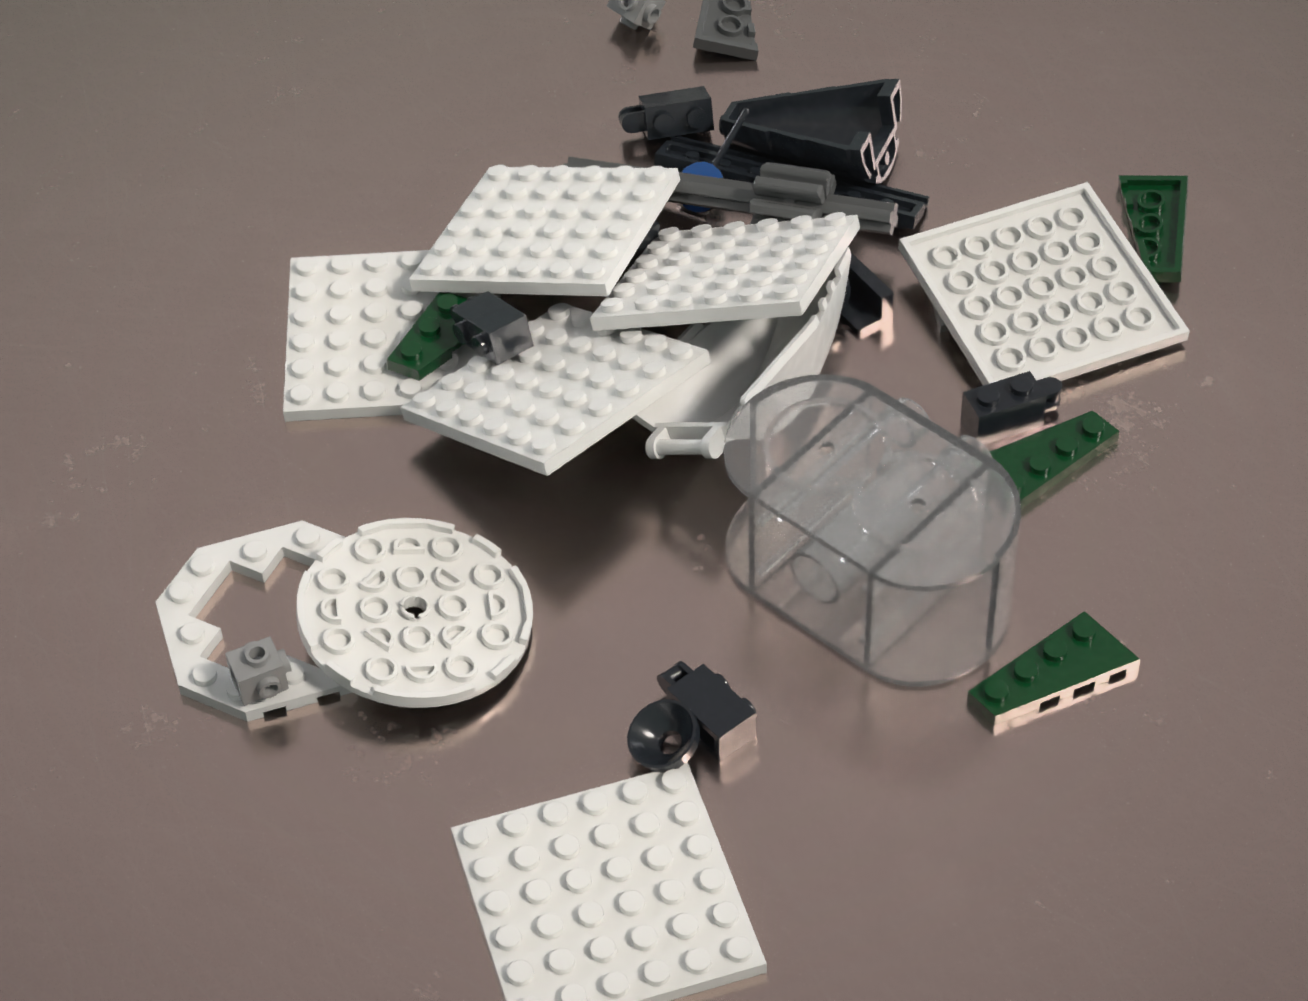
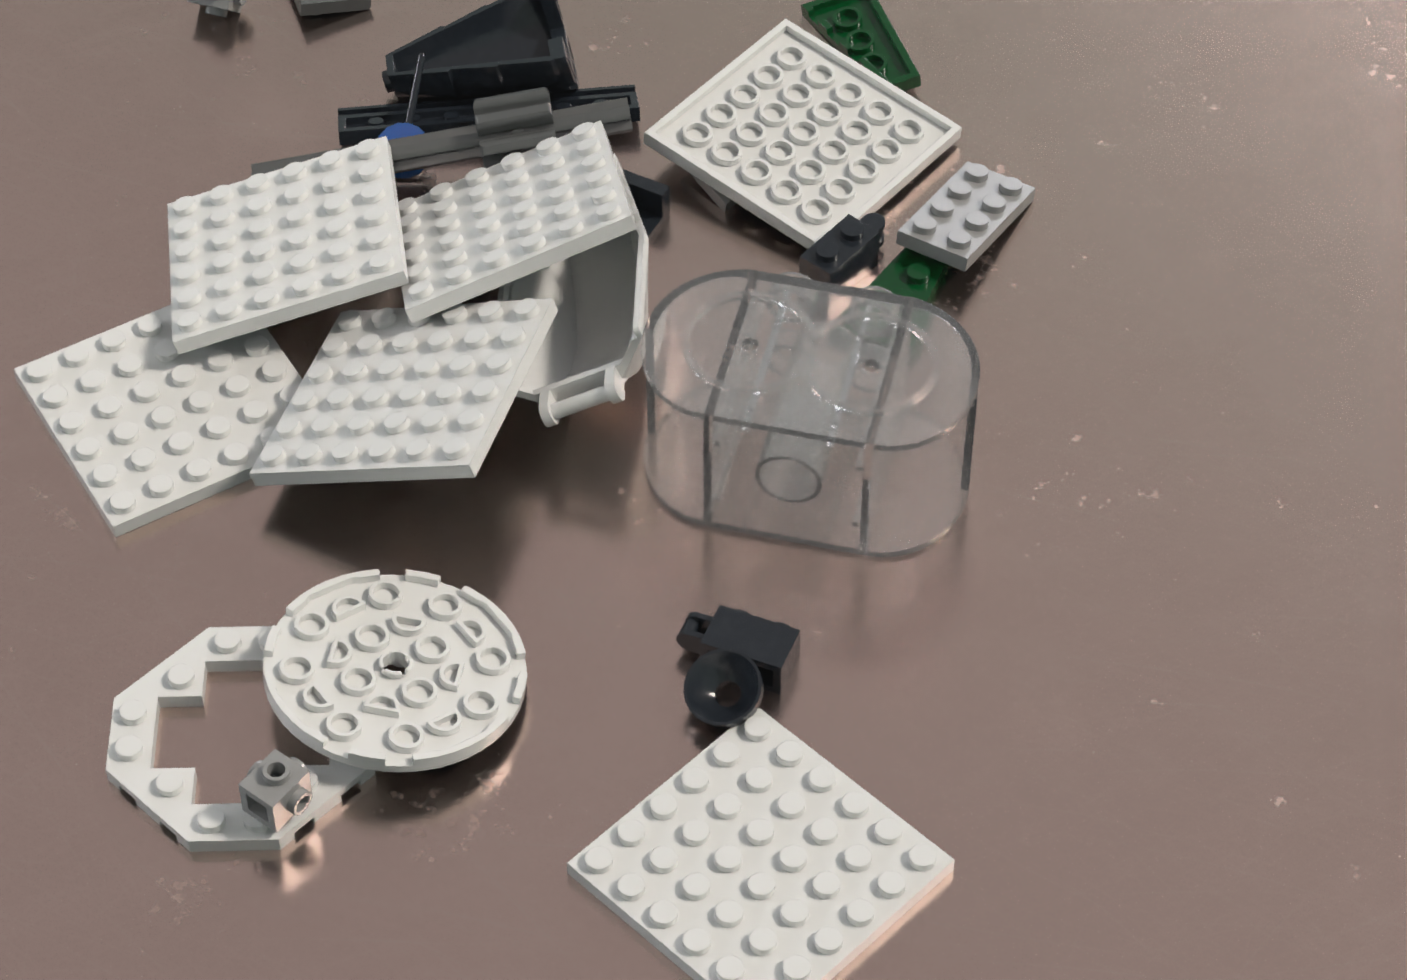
camera: 30 degrees left, 0 degrees up
(428, 341) = (235, 385): dark green wing -> none
(491, 327) = (298, 357): black brick -> none
(669, 113) = (327, 87): black brick -> none
(1053, 668) = (1034, 484): dark green wing -> none
(1141, 410) = (965, 215): none -> light grey plate

